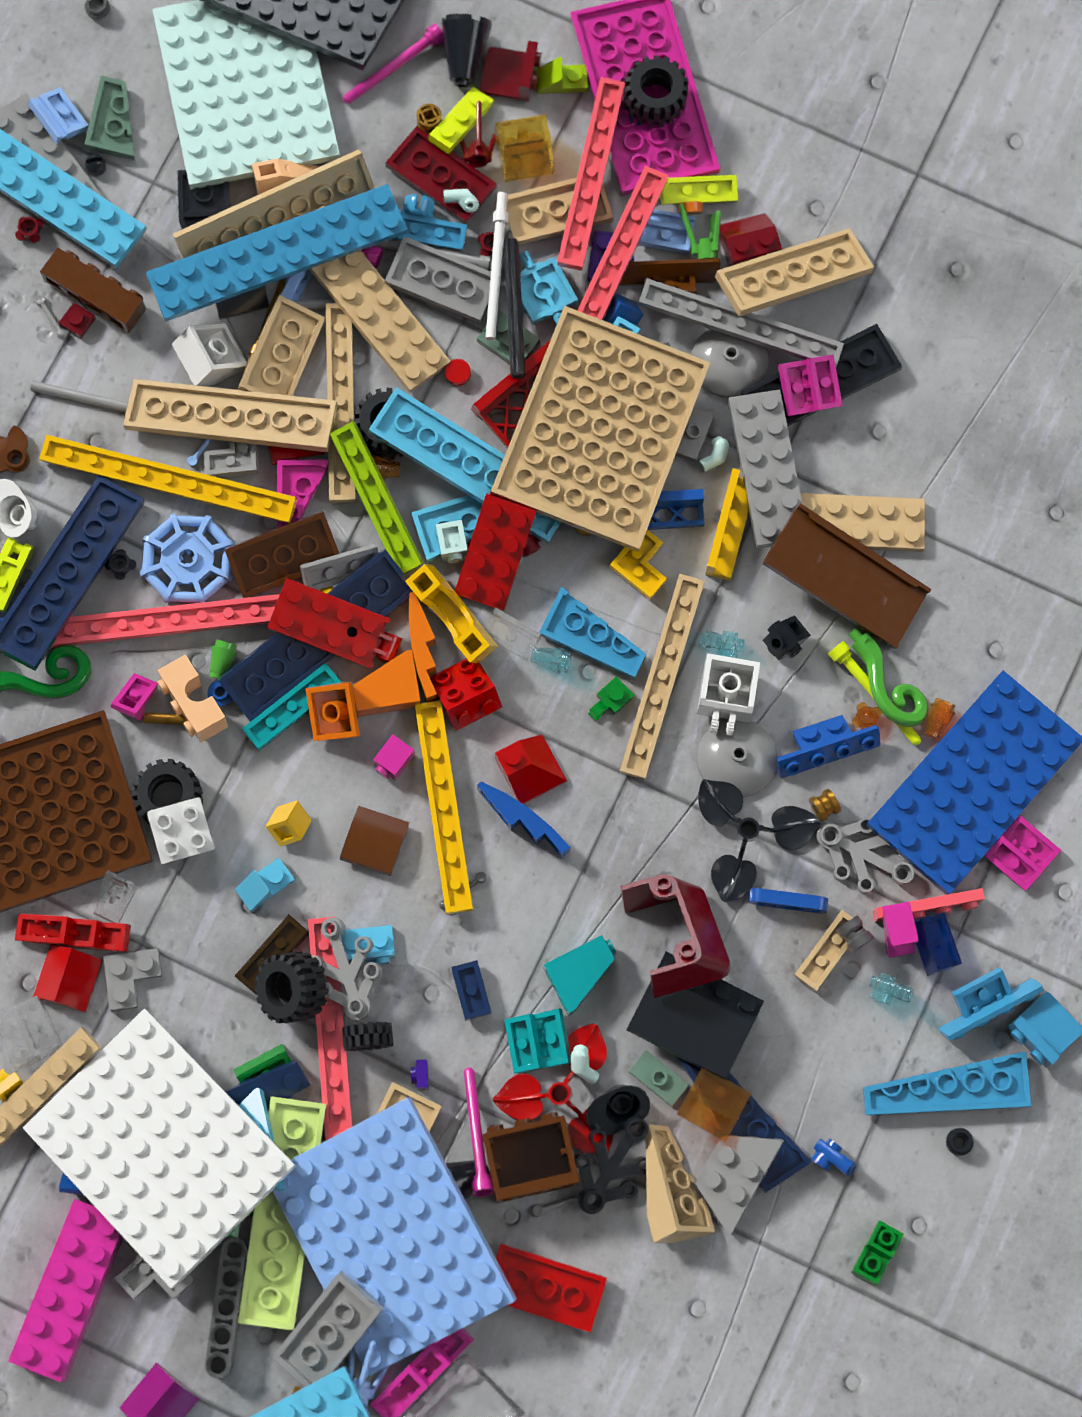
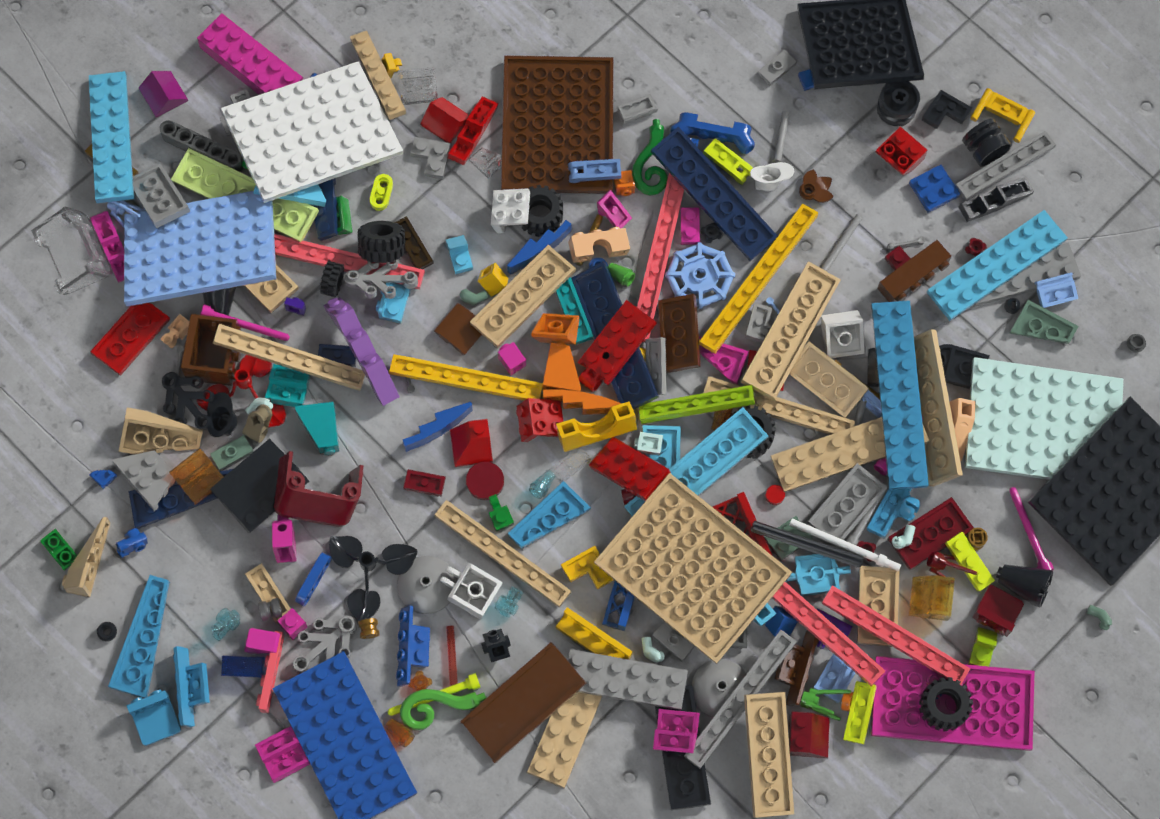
camera: 110 degrees right, 5 degrees down
(83, 739) = (594, 170): none -> medium blue plate
(85, 700) = (625, 185): none -> orange bracket
(119, 595) = (690, 226): none -> dark pink plate
(210, 1023) = (381, 193): none -> neon yellow plate
(228, 784) = (532, 248): none -> blue slope
(303, 770) = (522, 296): none -> tan plate
(325, 842) = (472, 298): none -> sand green arm
(452, 957) = (363, 349): none -> medium lavender arch
(507, 1045) = (289, 357): none -> tan plate
(511, 1222) = (178, 329): none -> light nougat plate
(572, 733) = (485, 480): none -> dark red tile
(606, 808) = (424, 483): none -> dark red plate
(609, 1055) = (258, 423): none -> dark tan piece
(756, 1239) = (103, 477): none -> blue tile
(762, 953) = (284, 540): none -> dark pink torso
(815, 692) = (451, 655): none -> clear red bar
(858, 901) = (292, 623): none -> dark pink brick
(897, 1206) = (84, 568): none -> tan wedge

